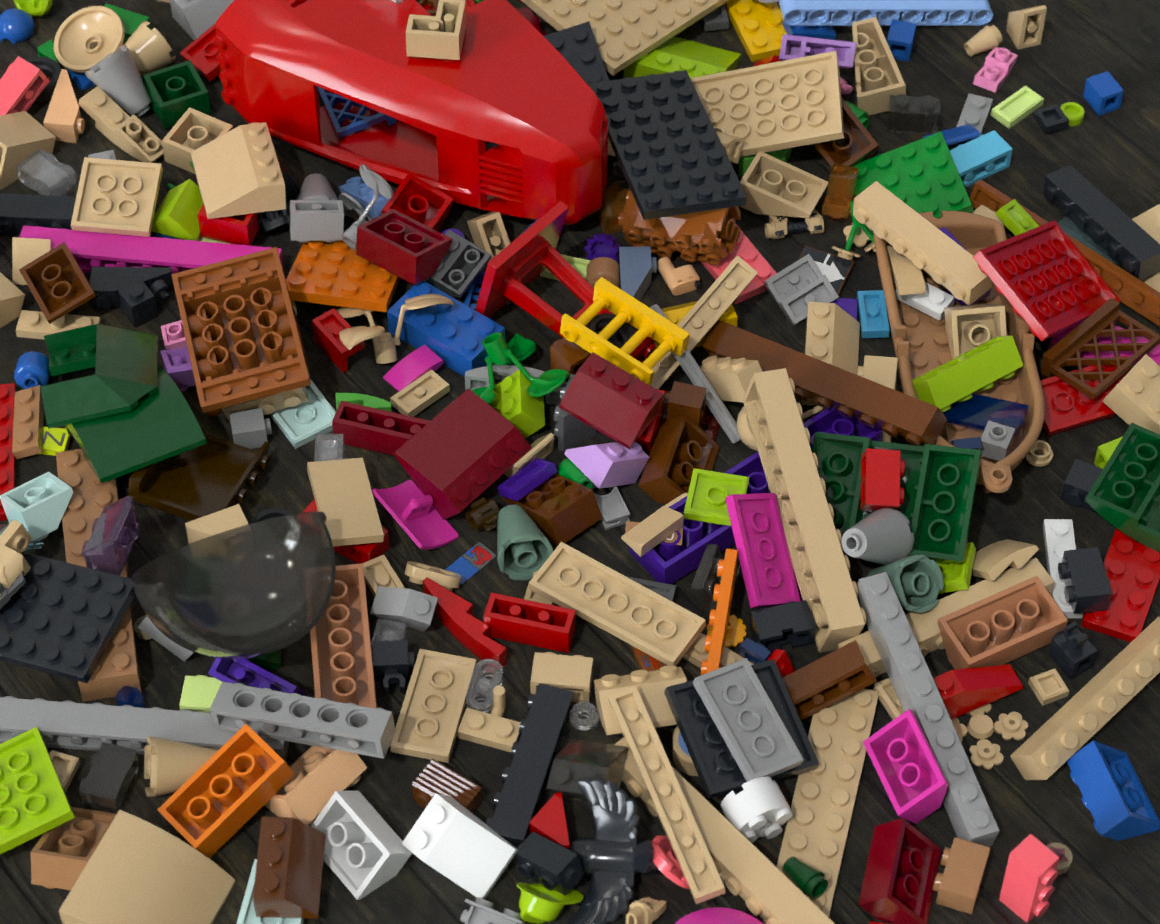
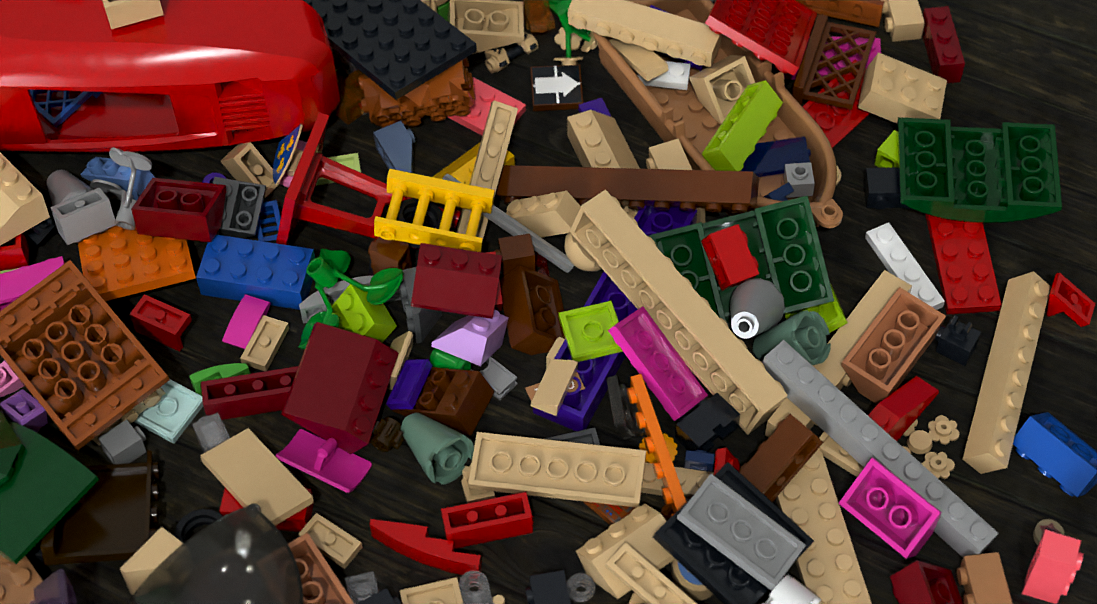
camera: 25 degrees left, 5 degrees up
(383, 342) = (203, 306): tan plant -> none
(404, 606) = (365, 556): light grey slope -> none
(418, 572) = (361, 514): tan plate -> none
(420, 202) = (171, 160): red slope -> none
(472, 561) = (396, 485): sticker -> none
(563, 672) = (542, 556): tan brick -> none
(602, 246) = (358, 140): dark purple piece -> none
(605, 268) = (372, 162): medium nougat head -> none
(679, 279) = (438, 140): light nougat piece -> none
(797, 286) = (549, 106): light grey slope -> none
(873, 314) = (622, 106): dark azure plate -> none
(996, 557) = (855, 281): tan slope -> none
(1048, 687) = (953, 381): tan tile -> none
(1085, 580) = (937, 273): black brick -> none

